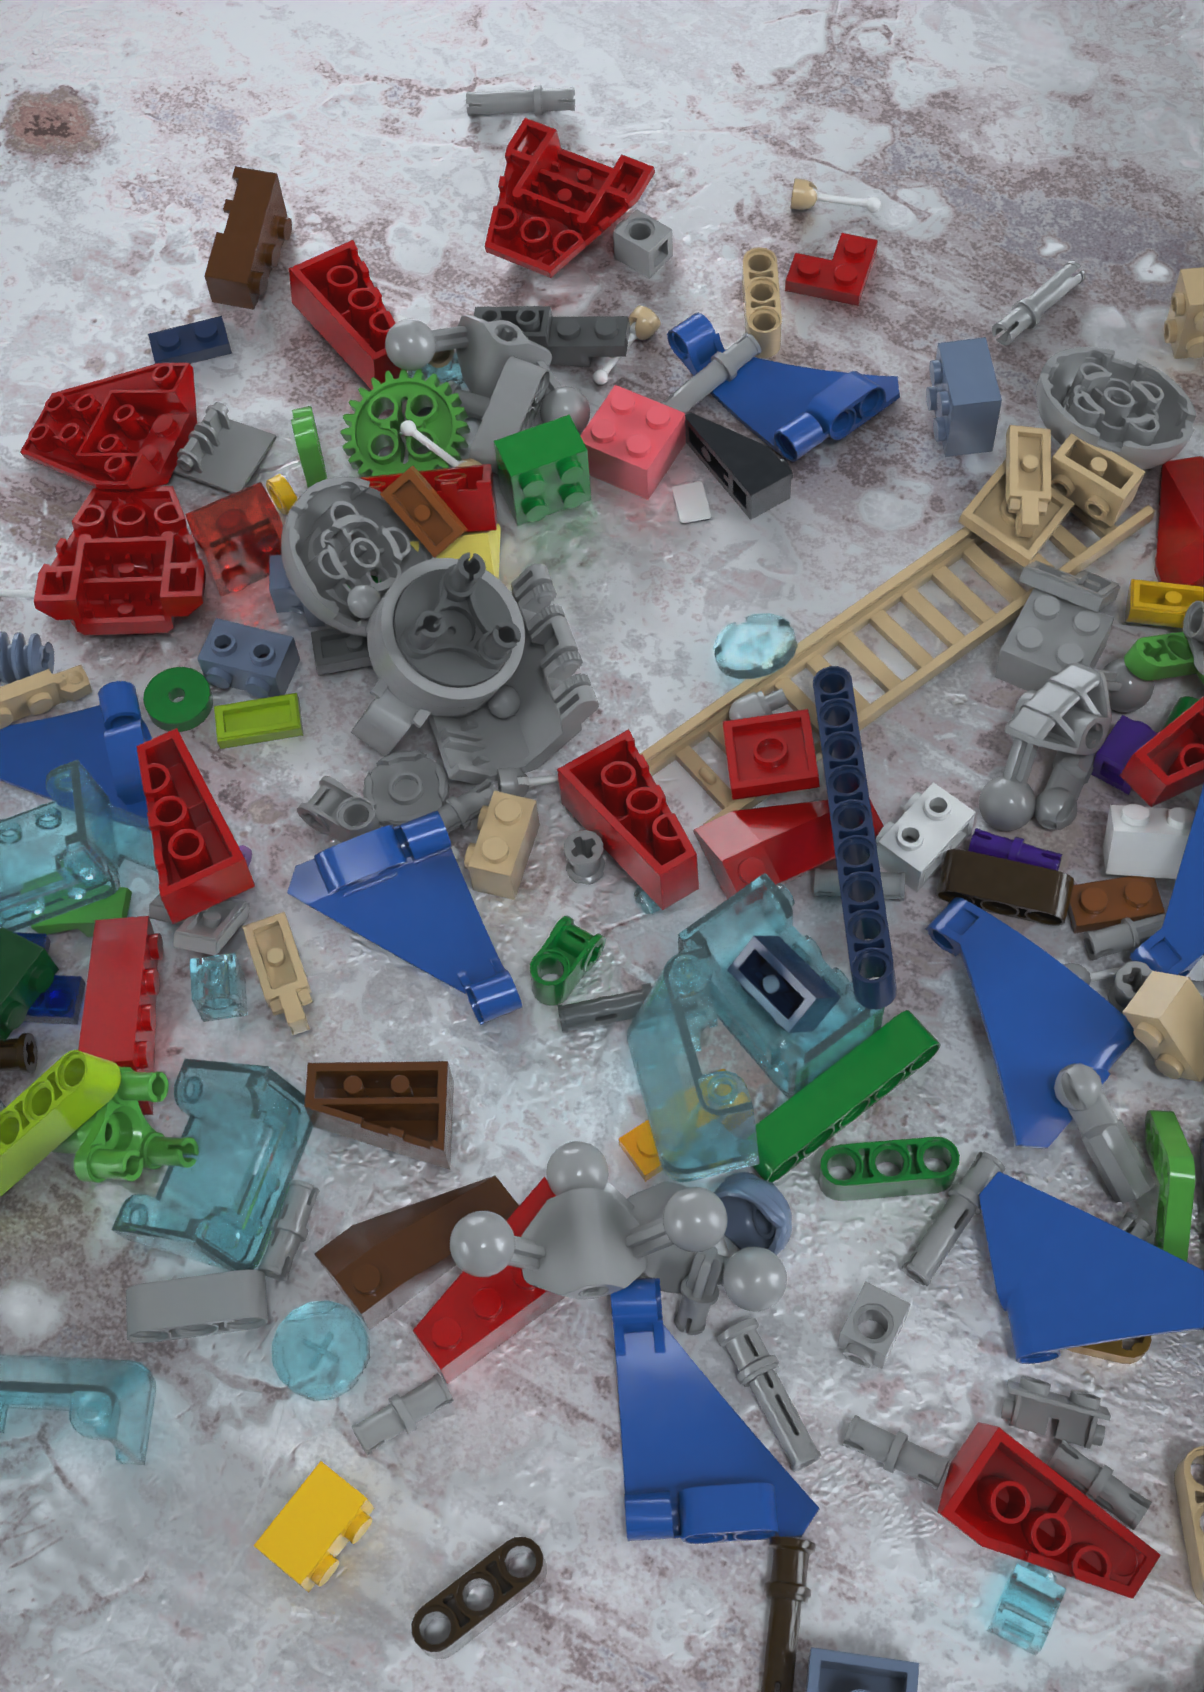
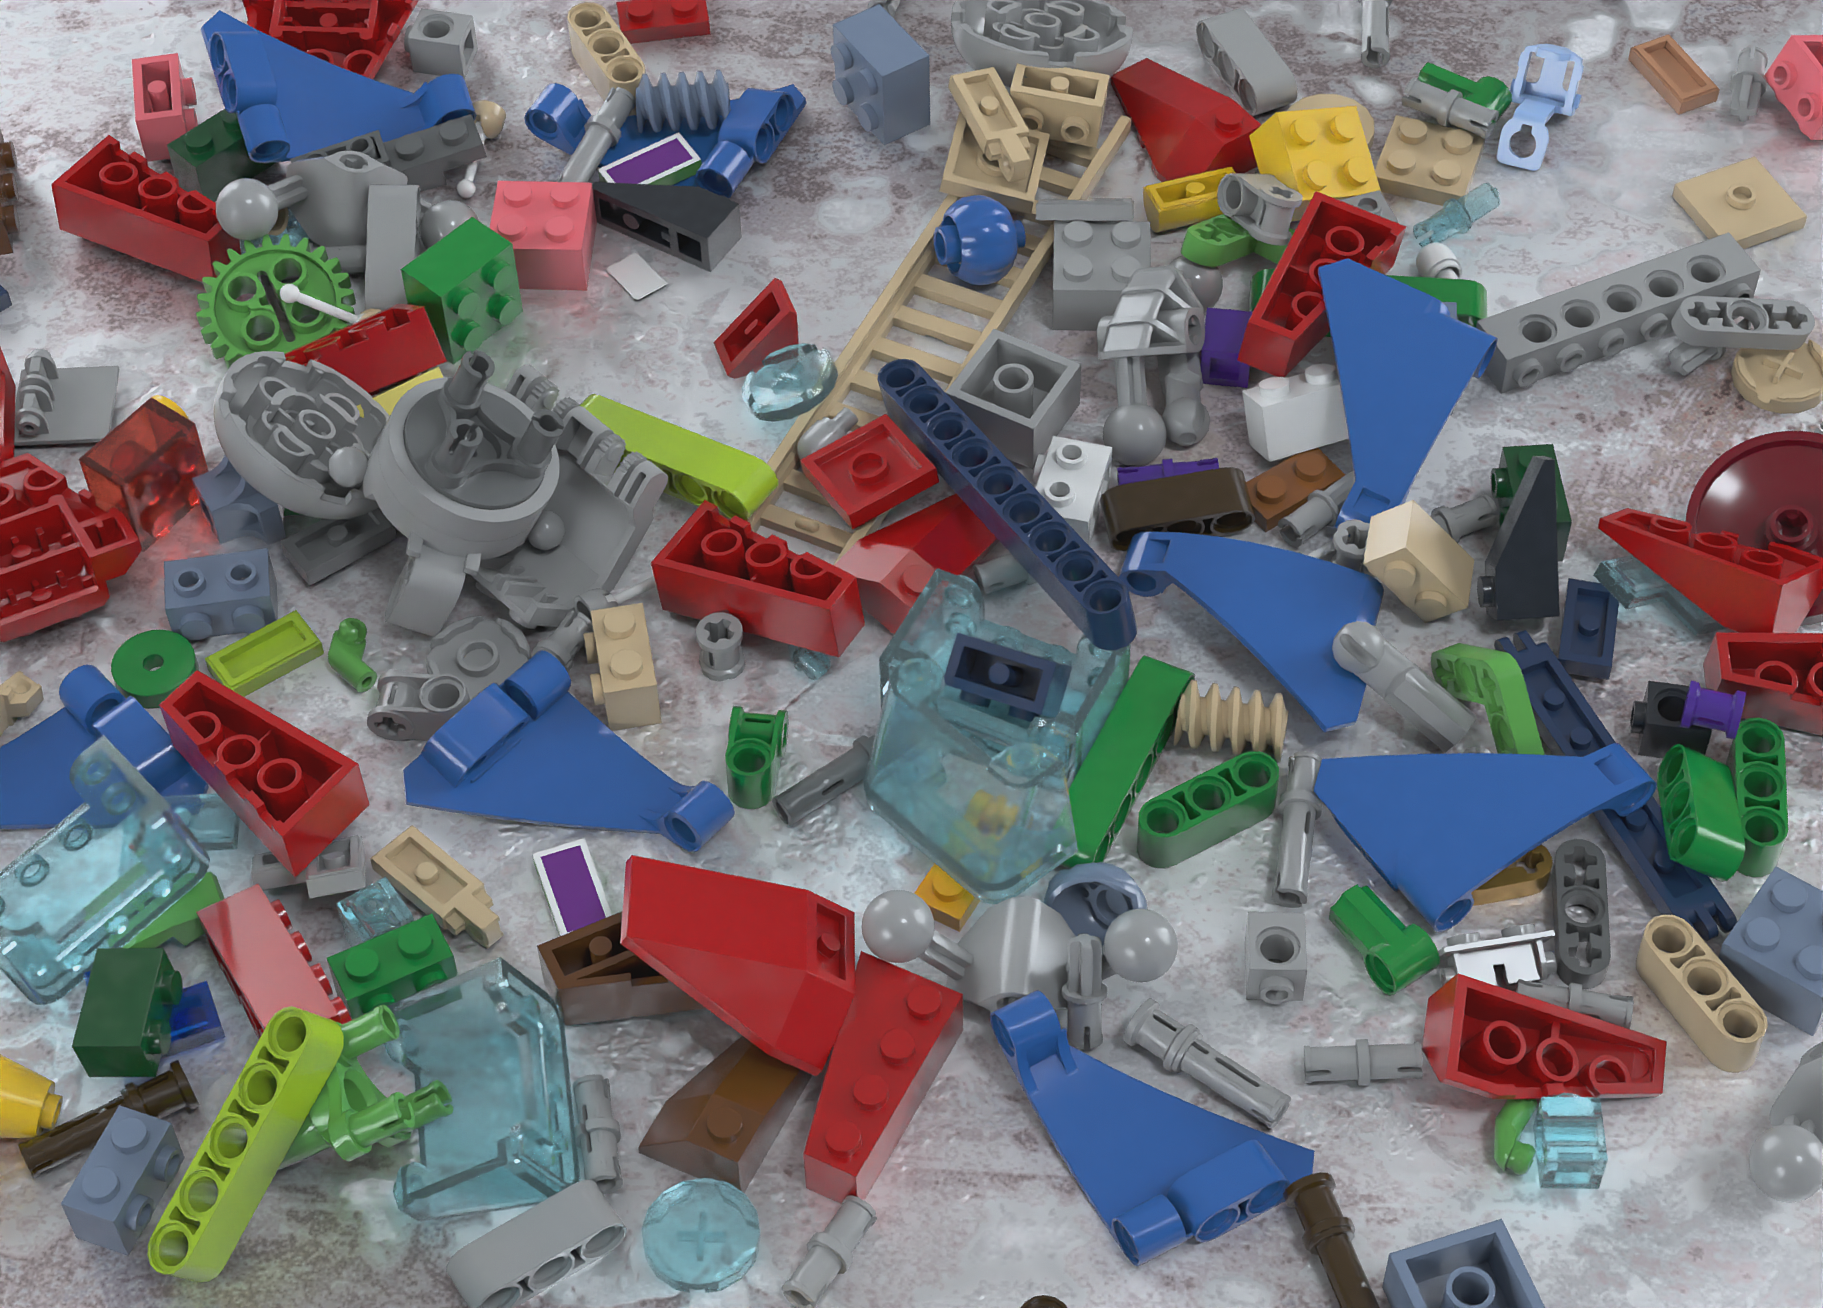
camera: 30 degrees left, 10 degrees down
(209, 1031) = (392, 966): none -> green brick
(308, 445) = (179, 358): bright green beam -> none
(314, 746) = (347, 653): none -> bright green arm
(375, 1018) = (571, 886): none -> dark purple tile
(408, 227) = (162, 103): none -> coral brick
(423, 511) = (359, 364): dark orange plate -> none
(434, 281) = (213, 156): none -> dark green brick
(449, 1134) = (748, 951): none -> red wedge
(504, 261) = (302, 103): none -> blue panel
(586, 1240) = (945, 978): light grey piece -> none
(627, 680) = (694, 464): none -> lime beam
(748, 411) = (657, 164): none -> tile
(752, 592) = (758, 331): none -> red slope
(795, 364) = (682, 101): none -> sand blue piece
(921, 733) = (1018, 395): none -> light grey brick
(948, 1099) = (1231, 720): none -> tan piece
(968, 577) = (980, 237): none -> blue plant
(971, 1363) = (1391, 951): none -> green piece
(981, 1573) = (1509, 1126): none -> bright green arm
(1178, 1377) = (1591, 894): none -> dark grey beam

